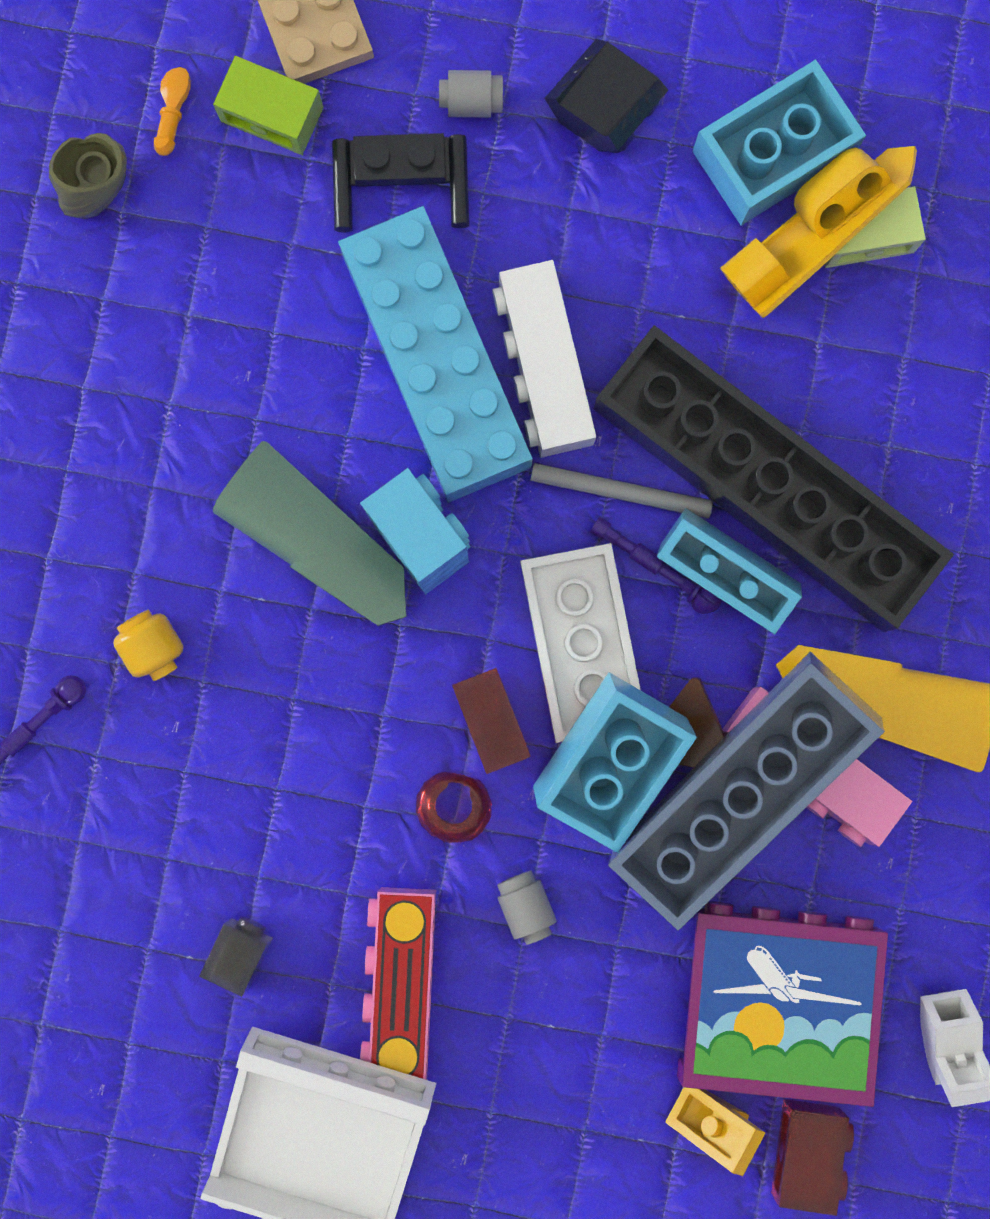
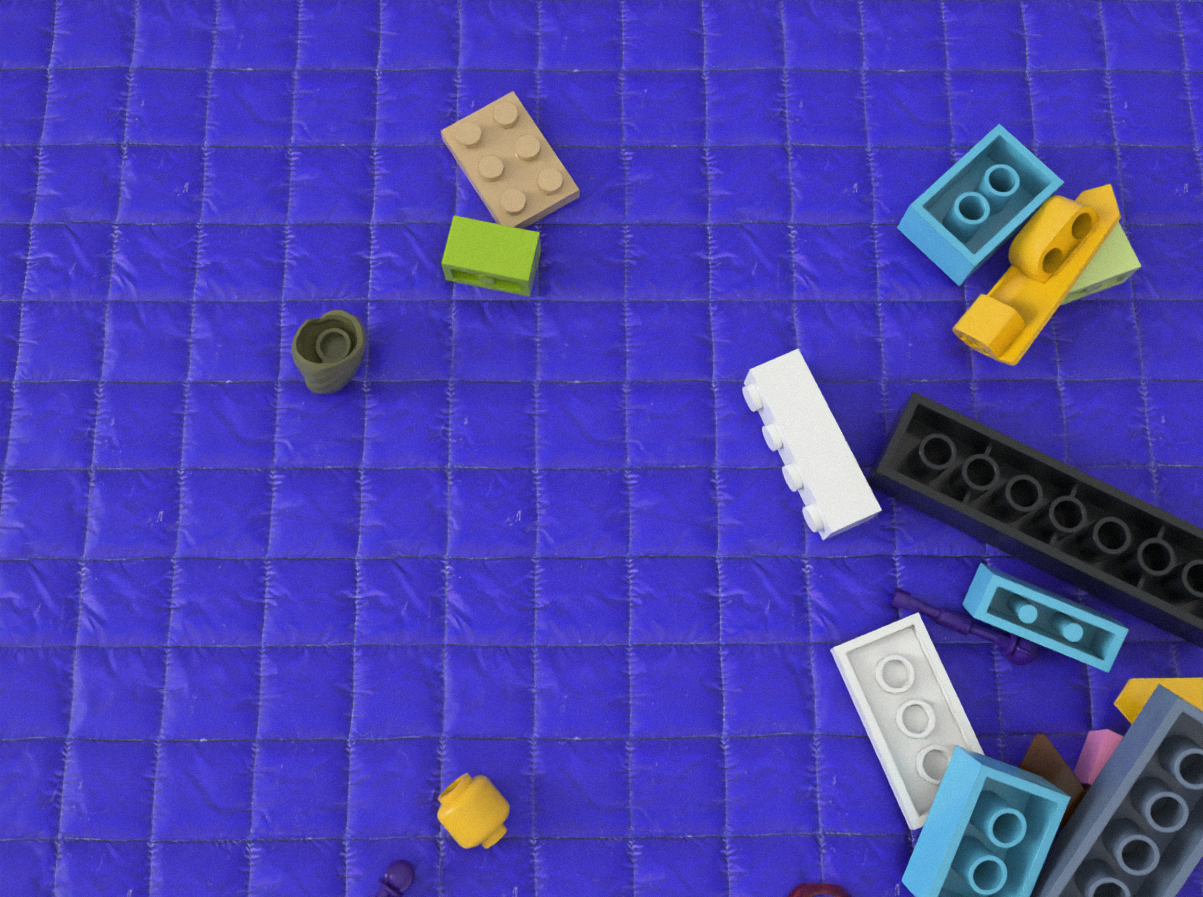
camera: 15 degrees left, 10 degrees down
(175, 90) = (397, 257): light orange piece -> none
(309, 532) = (622, 664): sand green panel -> none
(400, 161) = (625, 286): black plate -> none
(412, 524) = (736, 638): medium azure brick -> none
(435, 354) = (704, 461): medium azure brick -> none
(471, 93) = (681, 211): light grey brick -> none
(491, 720) = (846, 821): clear red brick -> none
(605, 97) = (805, 194): black slope -> none
(620, 490) = (910, 558): light grey bar -> none

